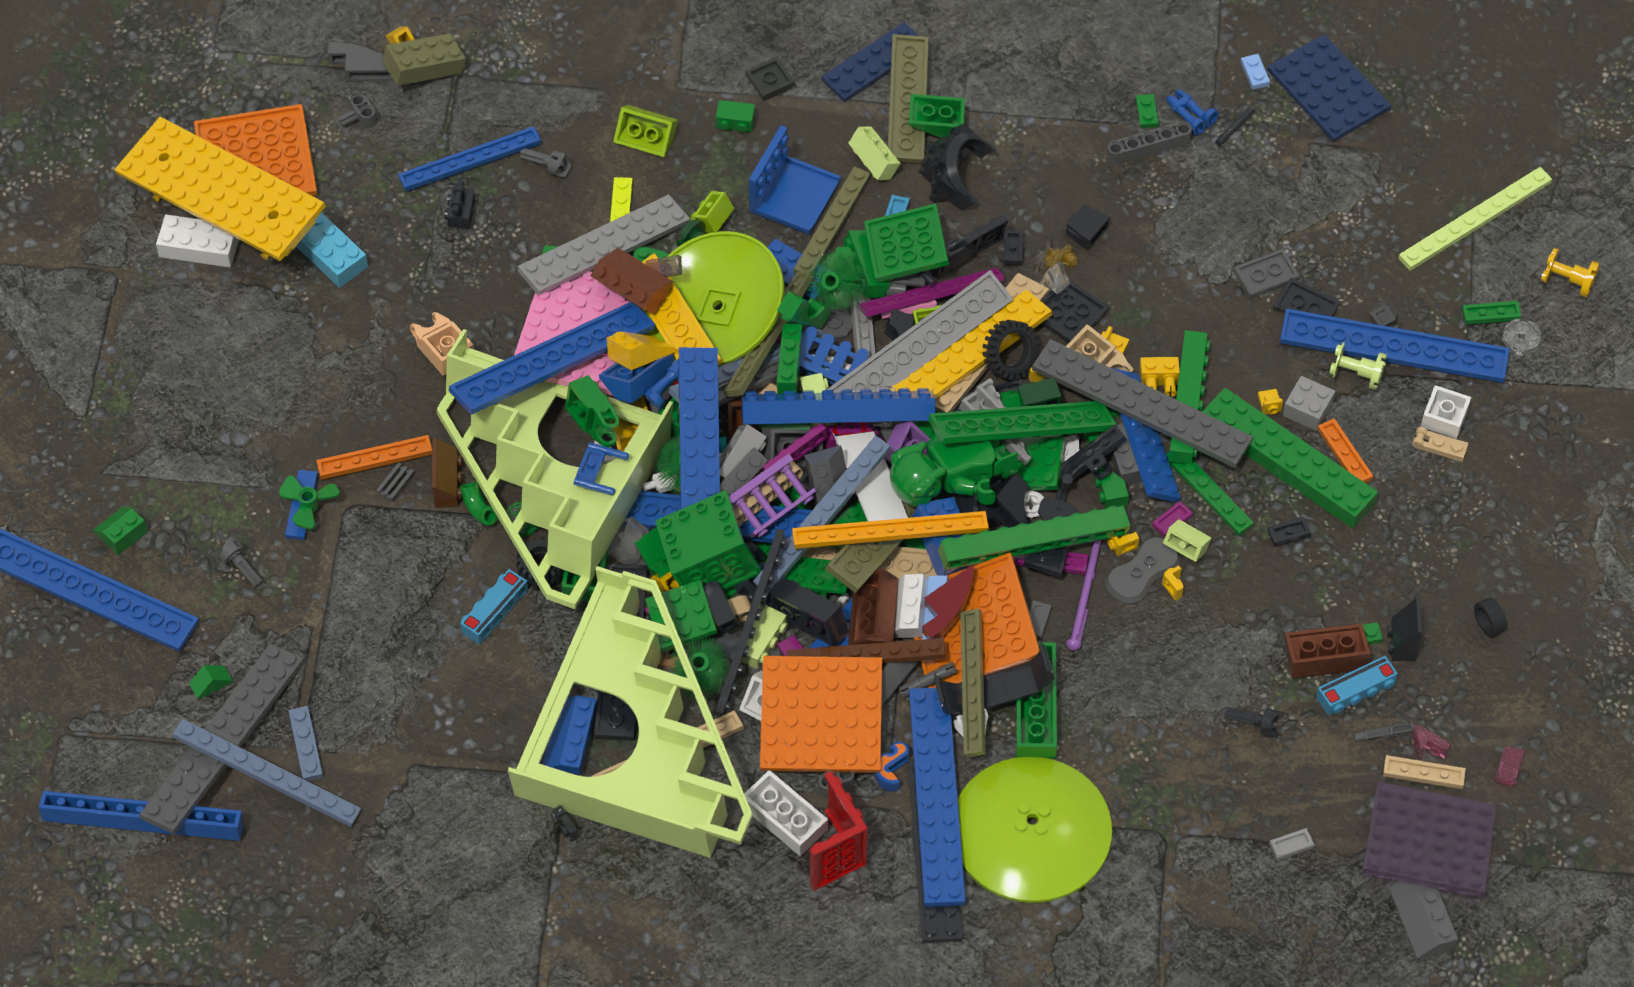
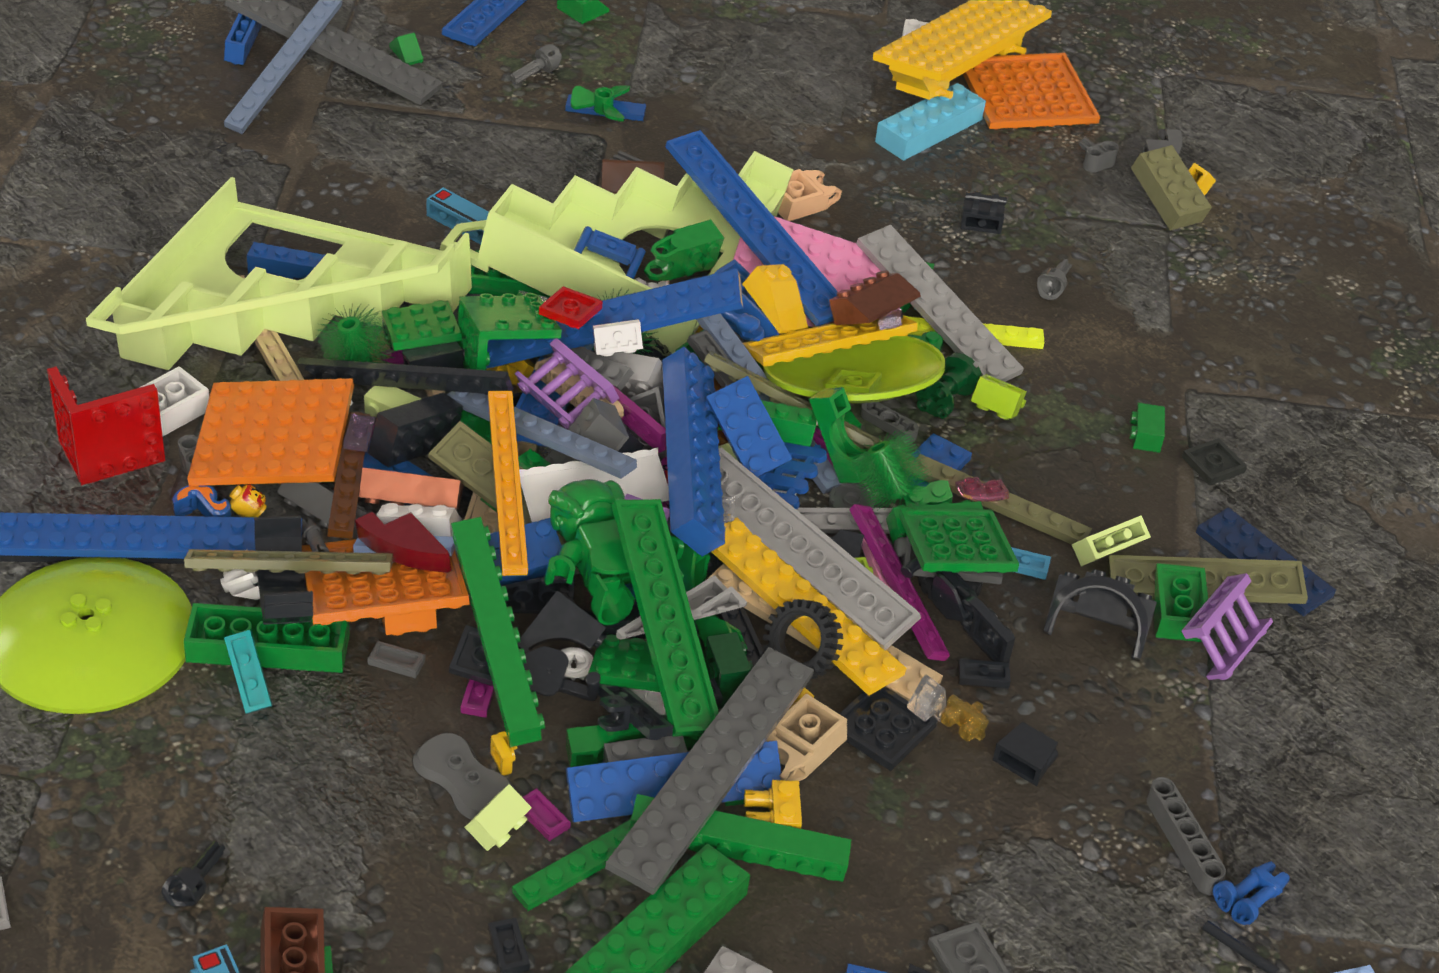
camera: 85 degrees right, 15 degrees down
(305, 743) = (325, 101): sand blue plate -> none
(374, 457) = (656, 142): orange plate -> none
(469, 158) = (1051, 227): blue plate -> none
(645, 130) = (1114, 353): lime slope -> none
(701, 482) = (570, 307): none -> red plate
(727, 456) = (617, 337): none -> white bracket
(789, 188) = (1051, 451): blue bracket -> none
(810, 369) = (748, 427): none -> blue plate
(824, 646) = (359, 432): none -> plate
(838, 227) = (973, 489): none -> clear pink slope
(890, 731) = (247, 501): none -> yellow head
(963, 89) = (1210, 617): none -> medium lavender fence
(1075, 641) = (402, 704): medium lavender bar -> none
(1076, 704) = (248, 671): none -> teal plate
(1120, 342) = (836, 769): yellow bracket -> none
(1146, 111) = (1245, 842): green plate -> none
(1173, 583) = (432, 798): yellow bracket -> none
(1270, 401) = (742, 943): yellow bracket -> none

